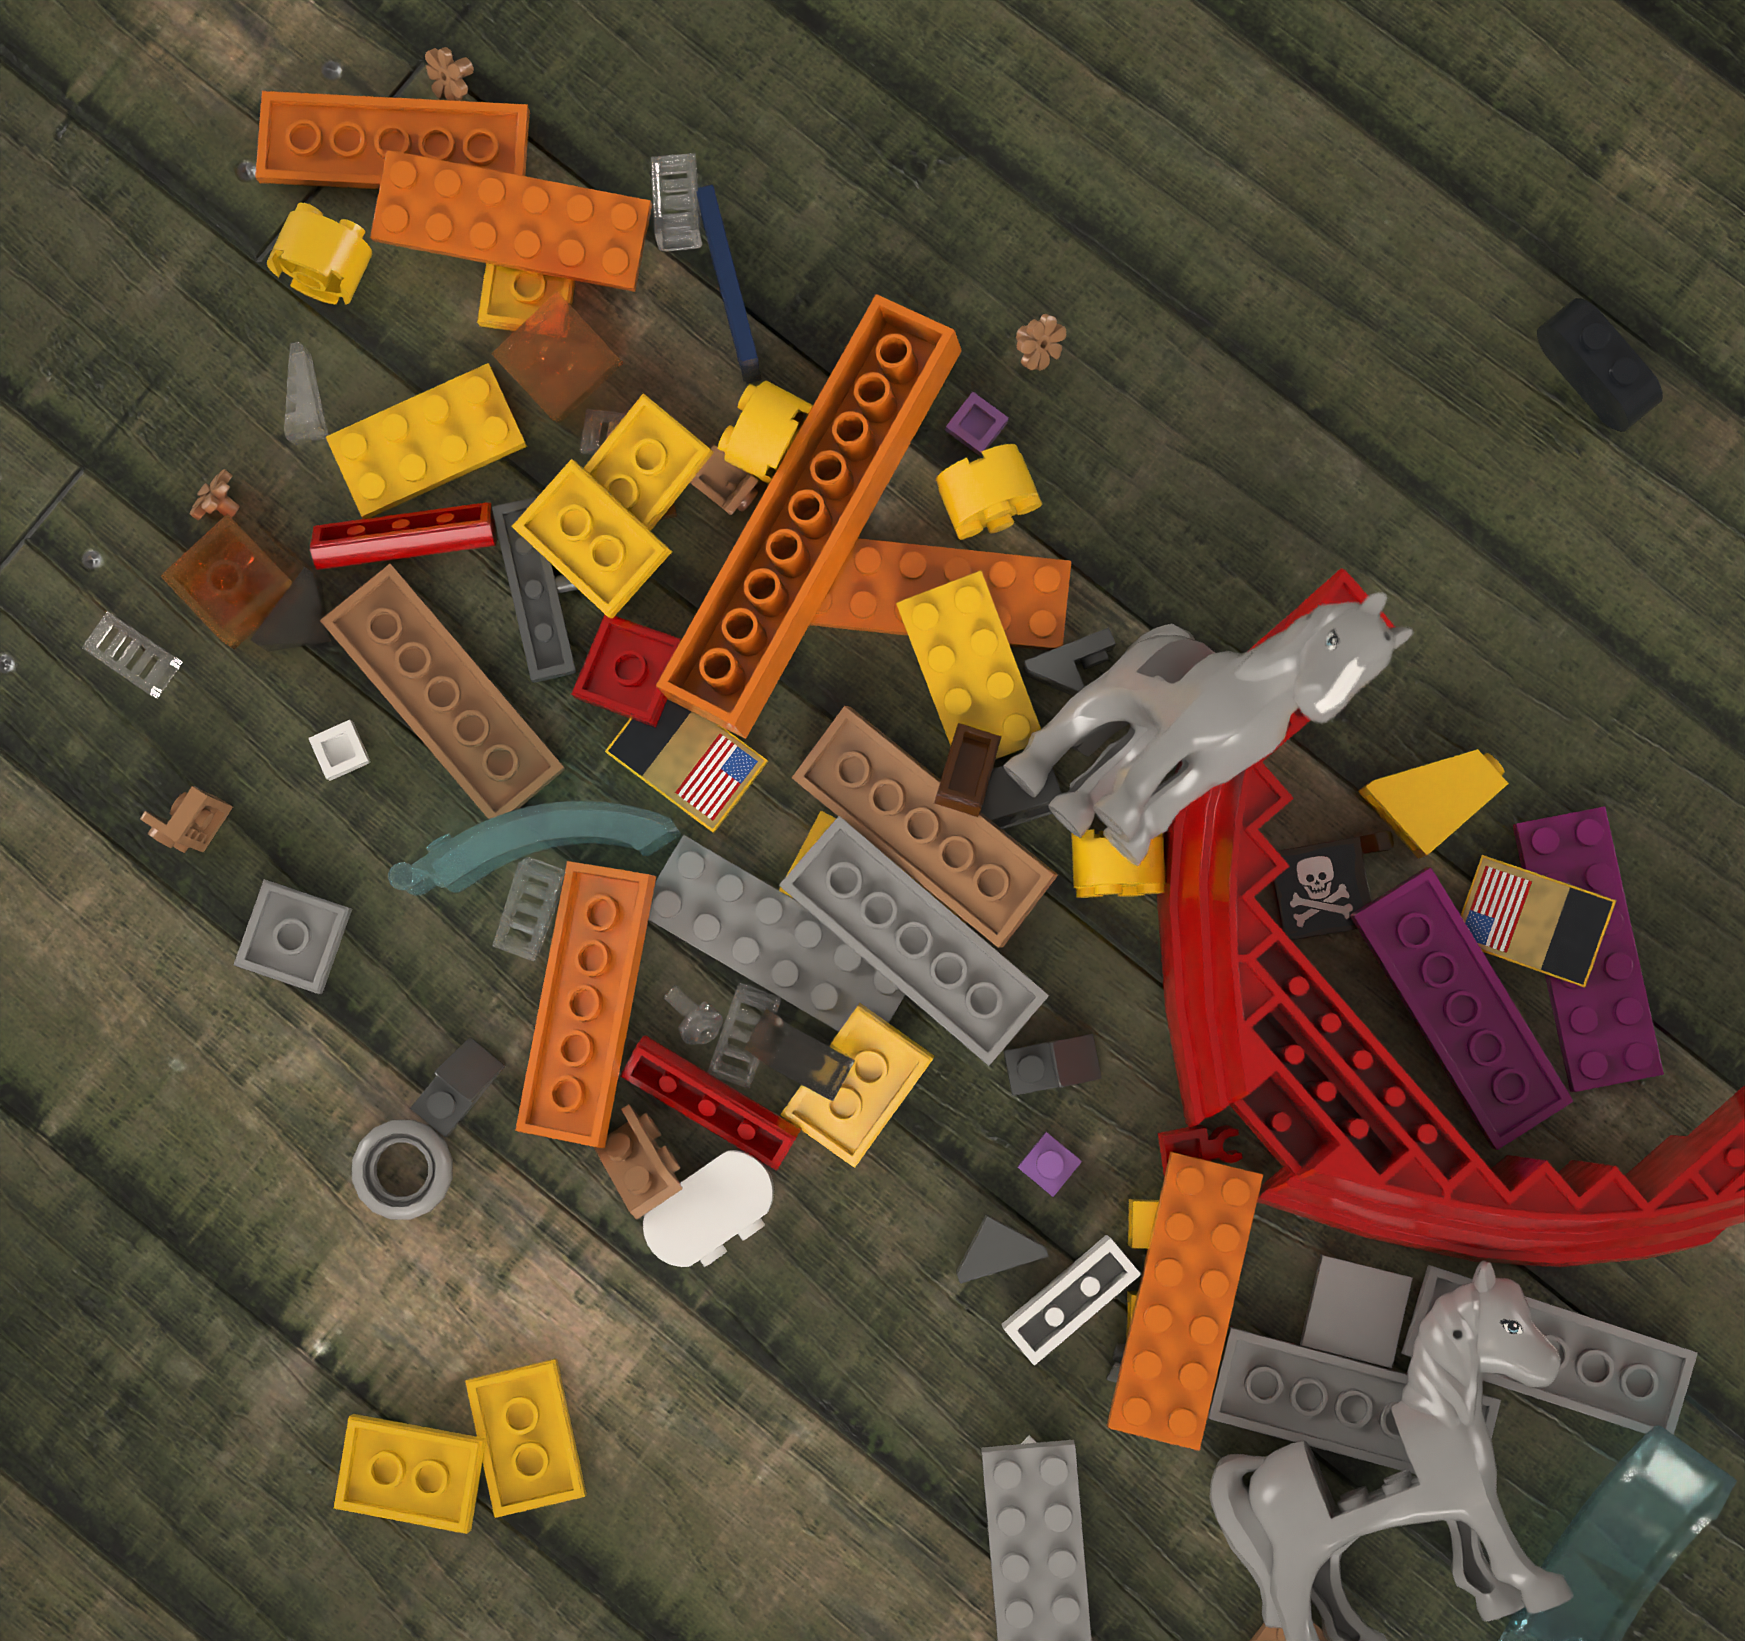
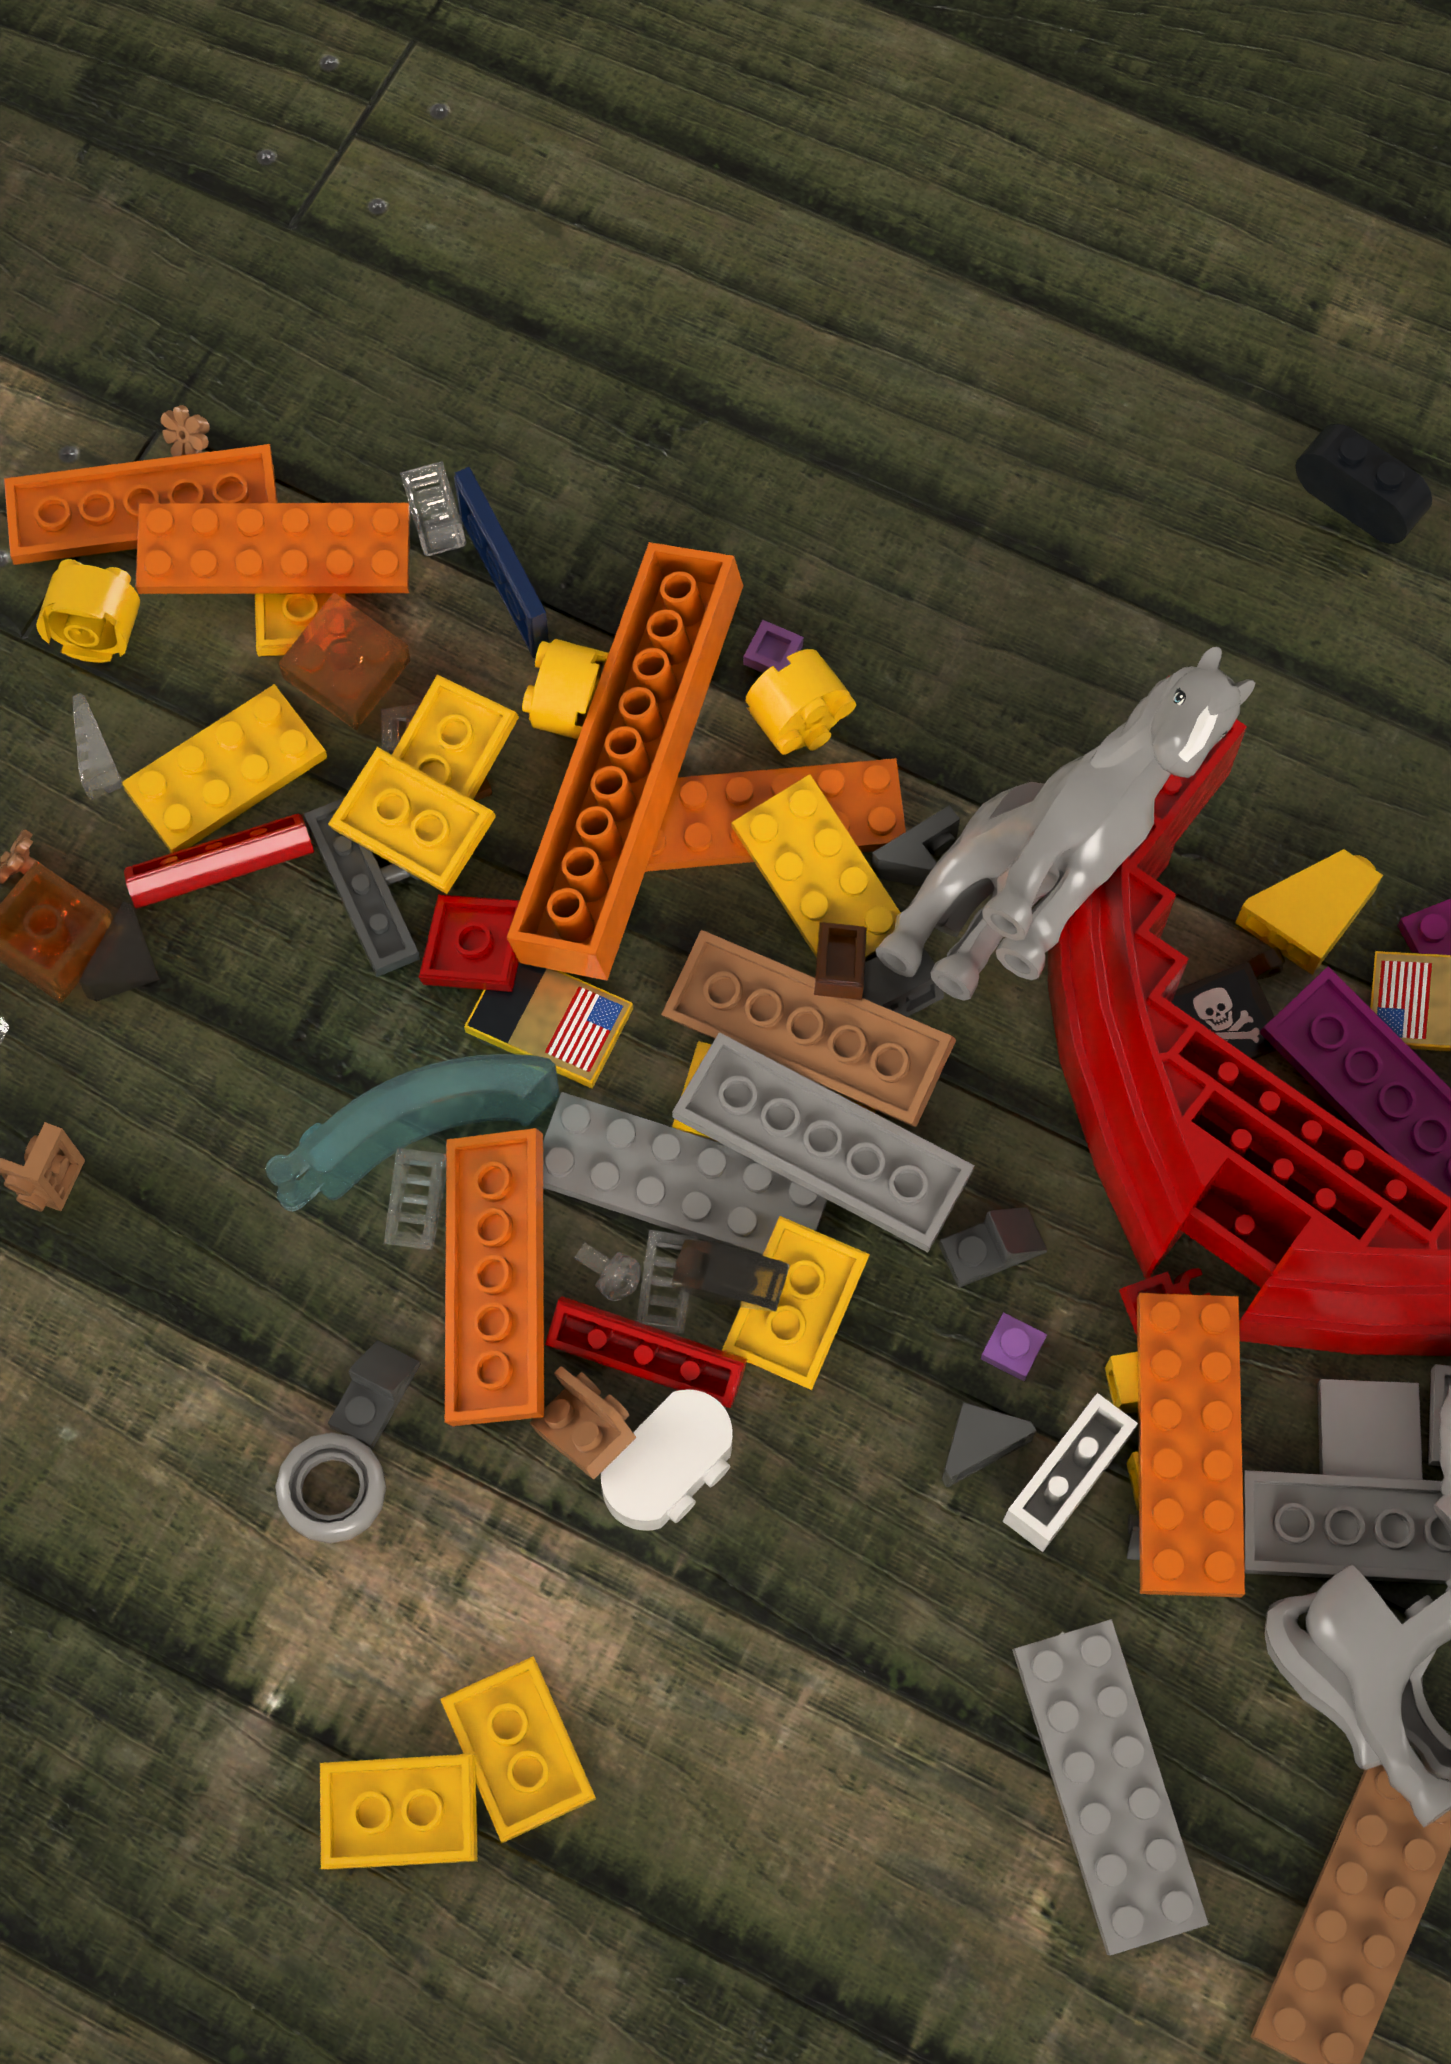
camera: 15 degrees left, 15 degrees down
(292, 937) = (171, 1275): light grey tile -> none
(339, 750) = (188, 1078): white plate -> none
(442, 694) = (283, 1000): medium nougat plate -> none
(725, 483) = (534, 749): medium nougat bracket -> none
(1039, 342) = (818, 564): medium nougat plant -> none
(1104, 871) = (1013, 1024): yellow brick -> none

